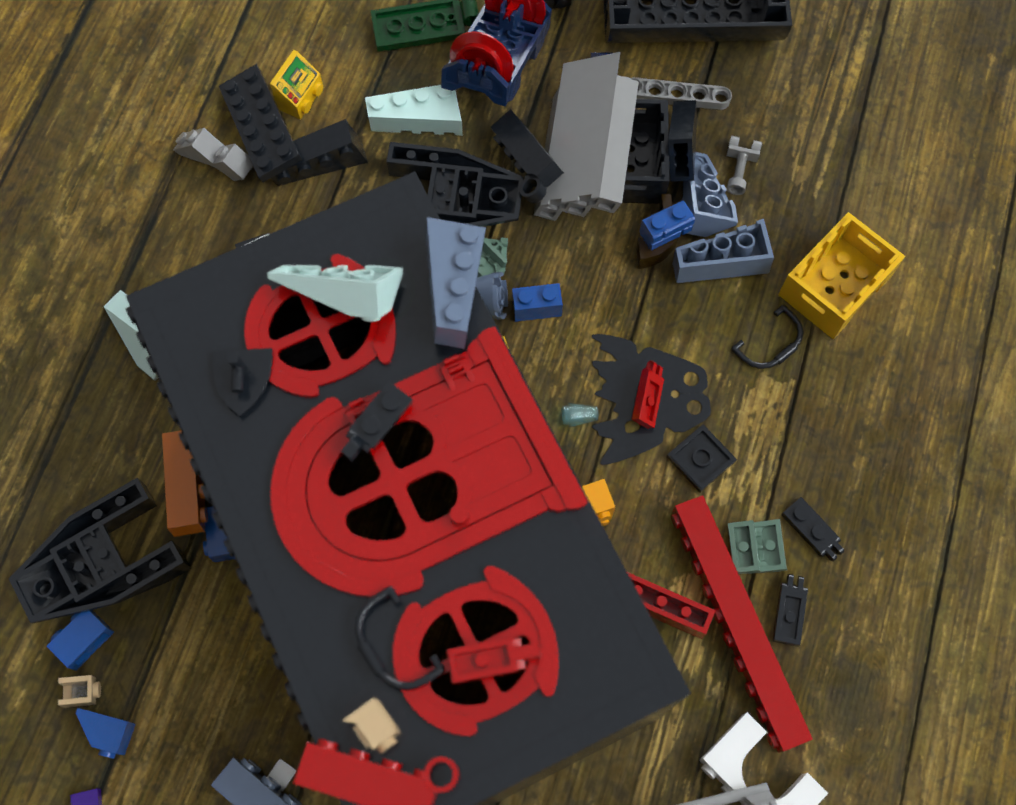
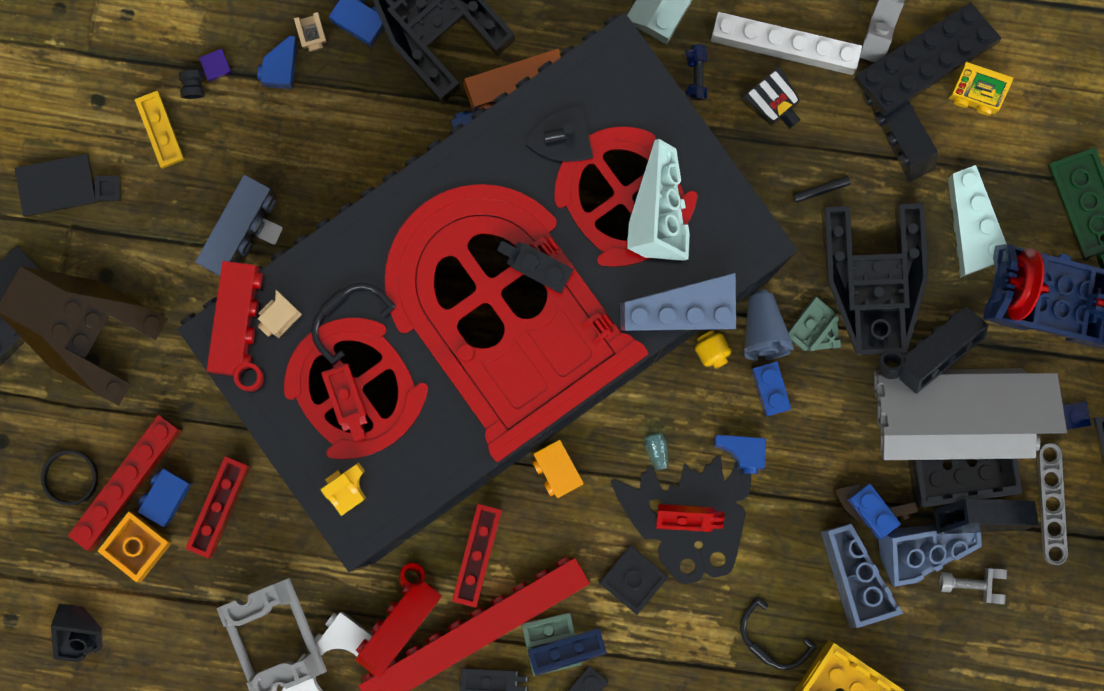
camera: 80 degrees right, 15 degrees up
(222, 221) = (786, 43): none -> white brick
(593, 333) = (746, 451): none -> blue arch
(594, 677) = (344, 489): none -> yellow brick
(728, 697) = (400, 624): none -> red hinge
(768, 530) = (567, 652): none -> dark blue plate

